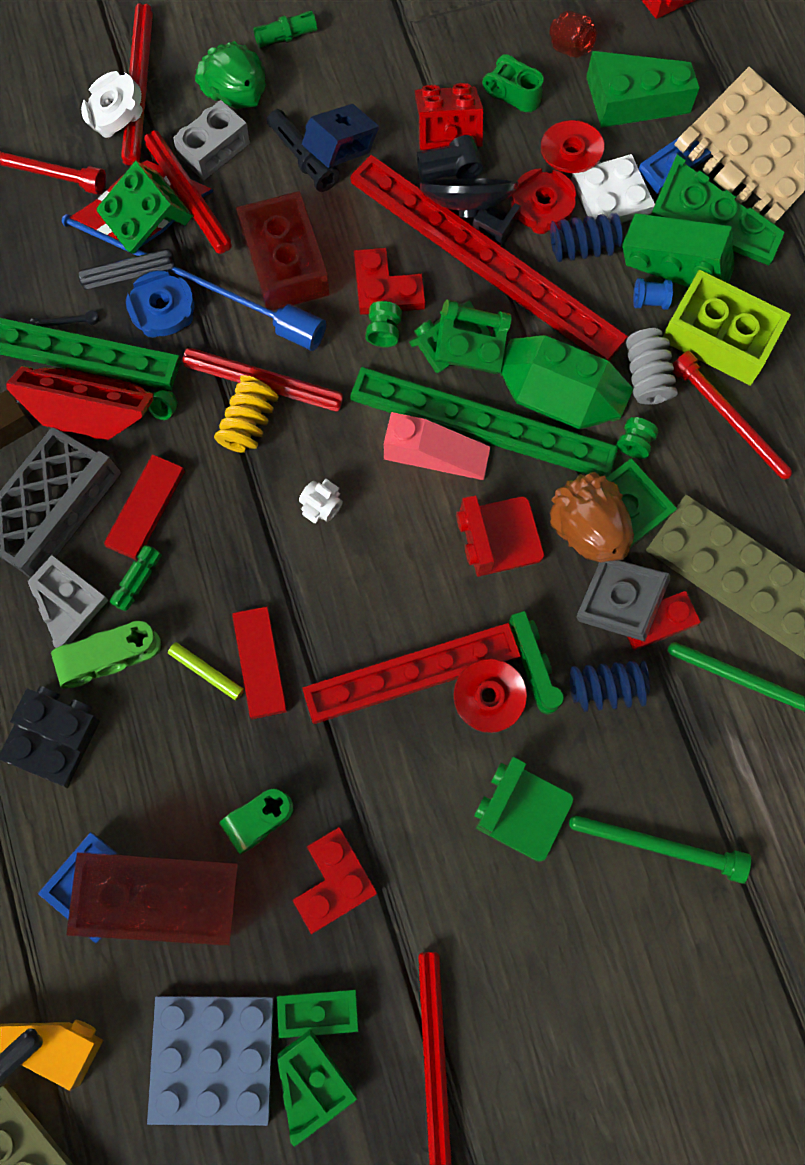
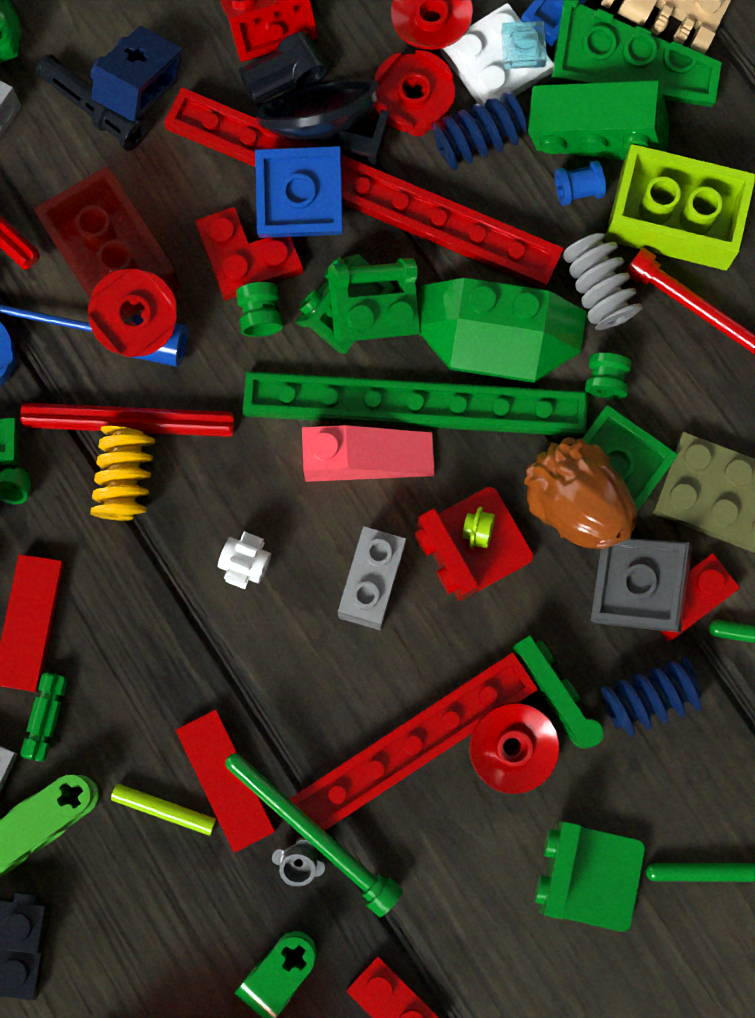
camera: 15 degrees left, 5 degrees up
(268, 290) = (135, 287): none -> red plate
(290, 745) = (294, 873): none -> dark grey plate
(352, 774) = (378, 891): none -> green piece
(414, 539) = (371, 578): none -> light grey brick
(437, 246) = (299, 192): none -> blue plate
(506, 523) = (478, 528): none -> lime plate
(635, 184) = (523, 45): none -> clear light blue plate

